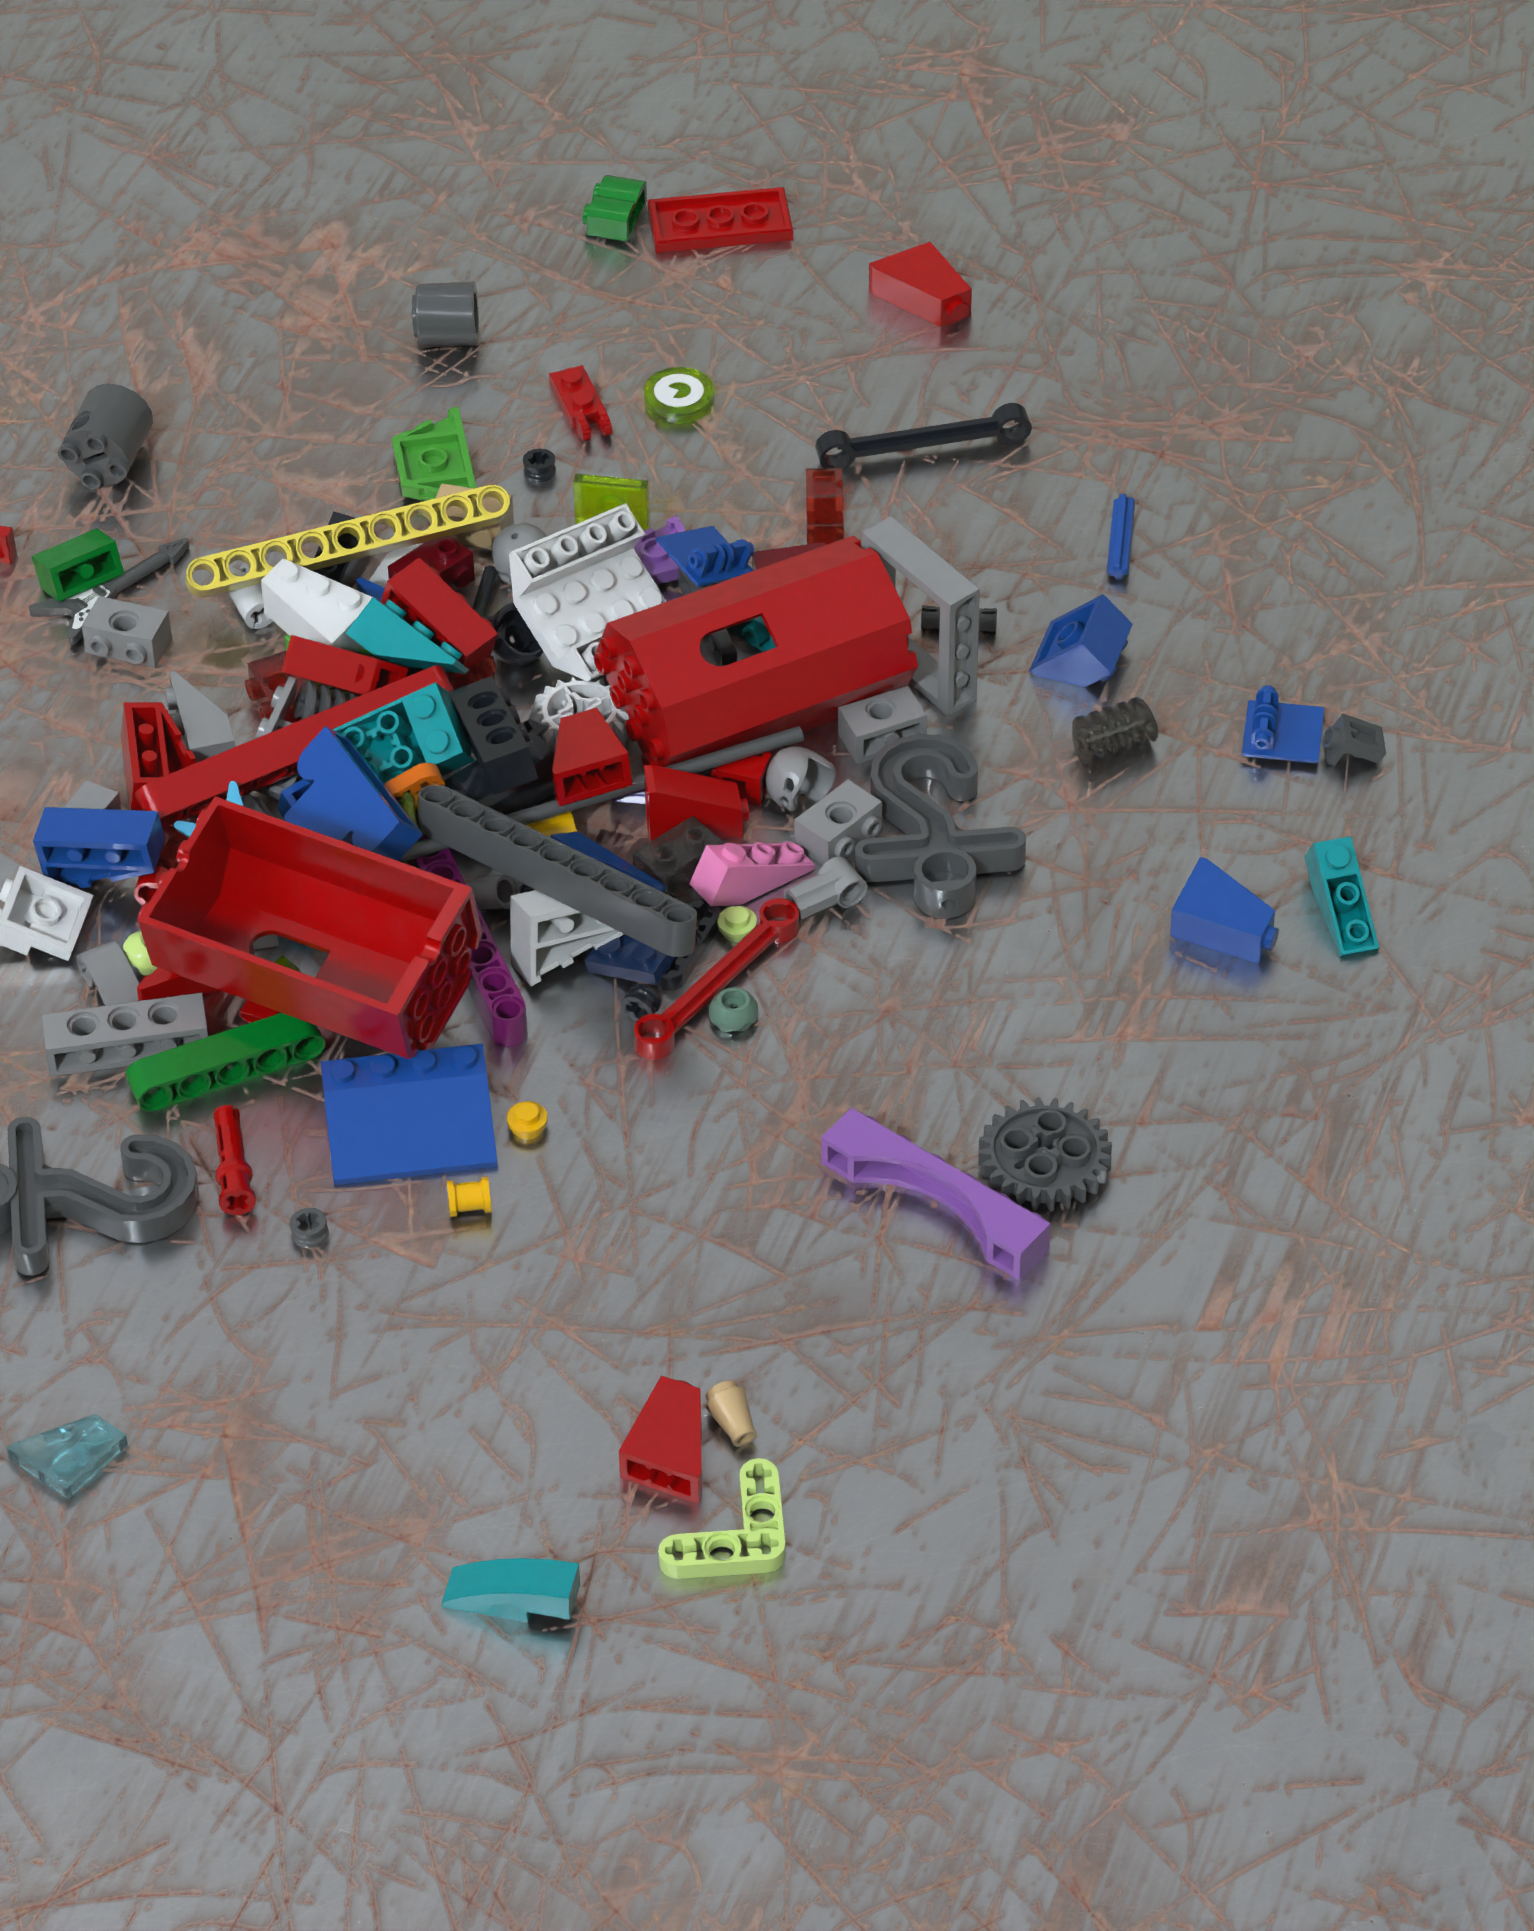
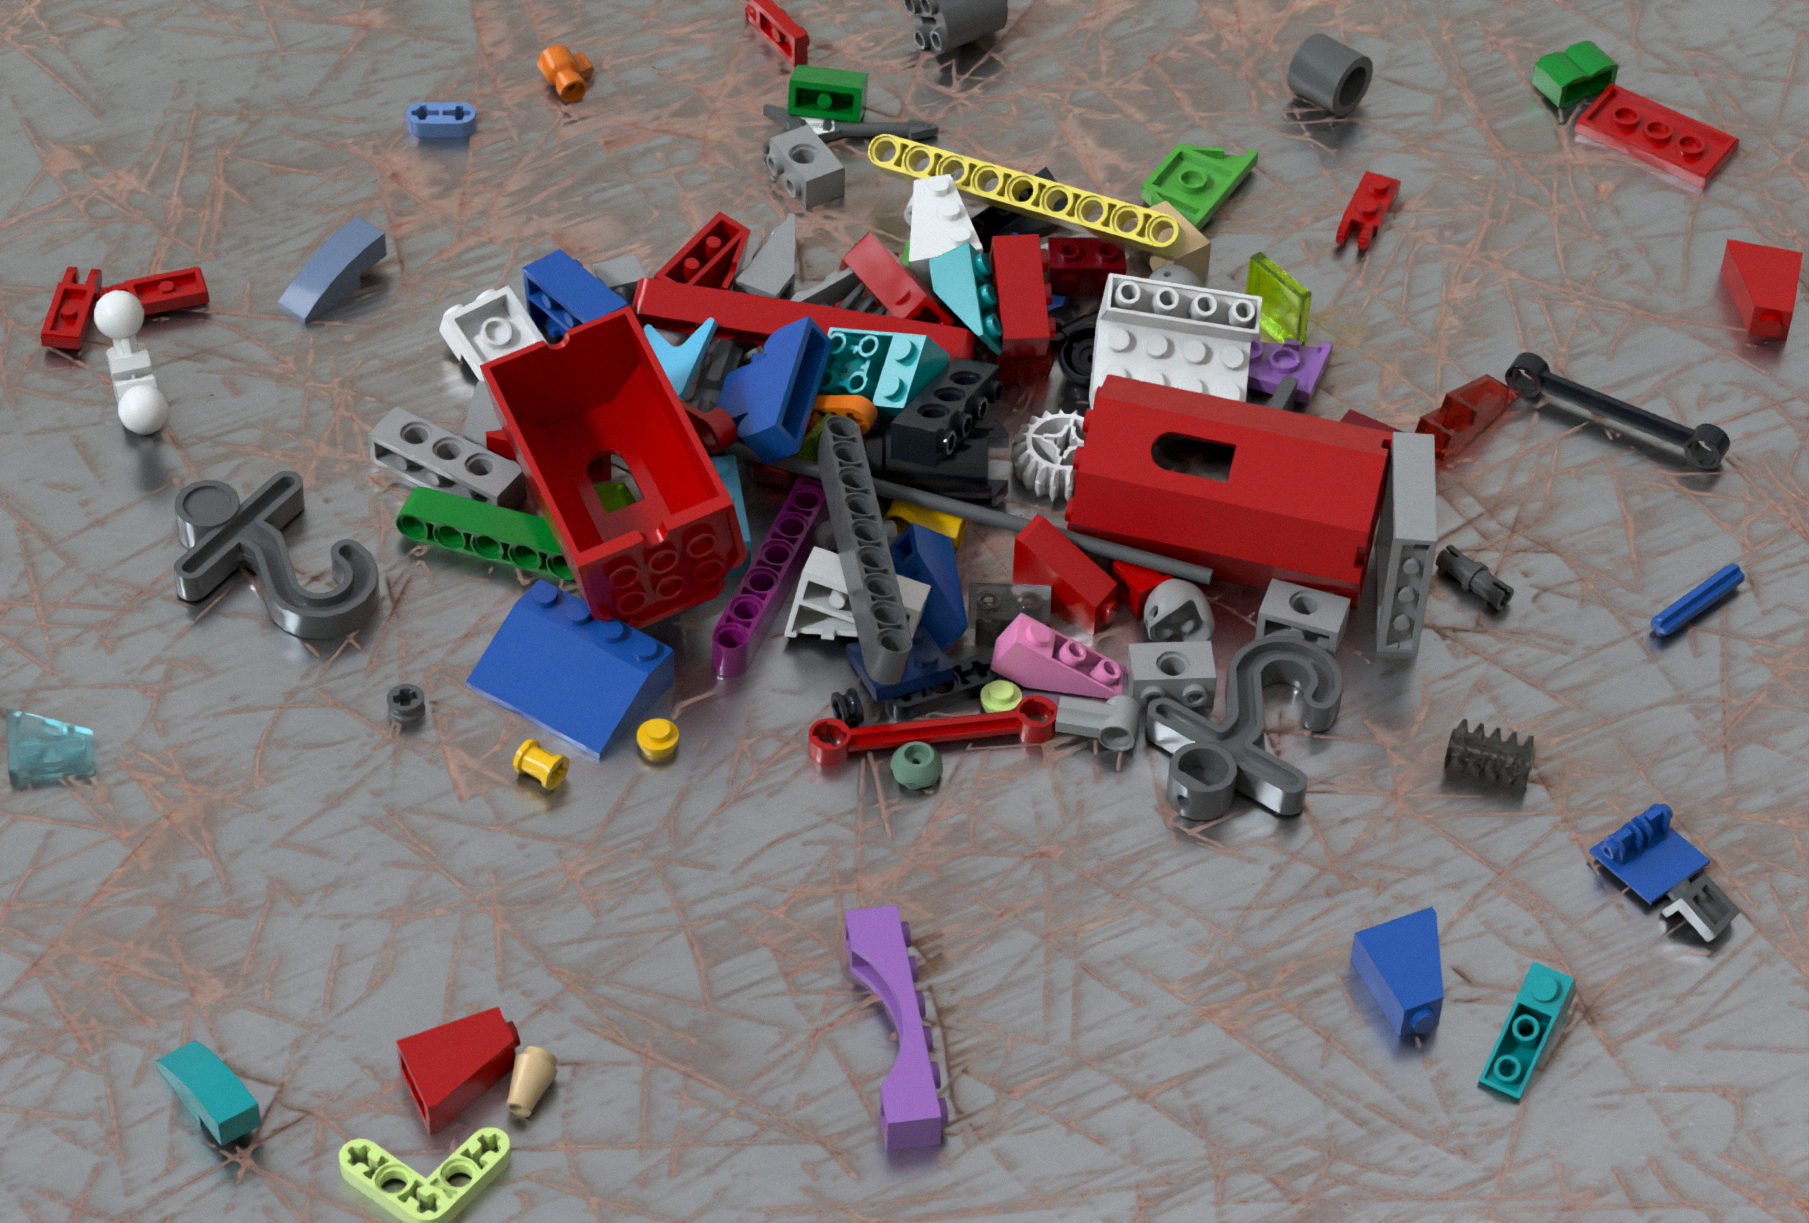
camera: 40 degrees right, 0 degrees up
(233, 1172) = (399, 622): red pin -> none
(536, 472) = (1272, 245): black bush -> none
(588, 758) = (1003, 479): red slope -> none
(678, 394) = (1455, 252): clear neon green tile -> none
(707, 555) = (1304, 385): blue hinge -> none
(1045, 1154) = (1011, 1057): dark grey gear -> none
(1083, 644) = (1553, 667): blue slope -> none

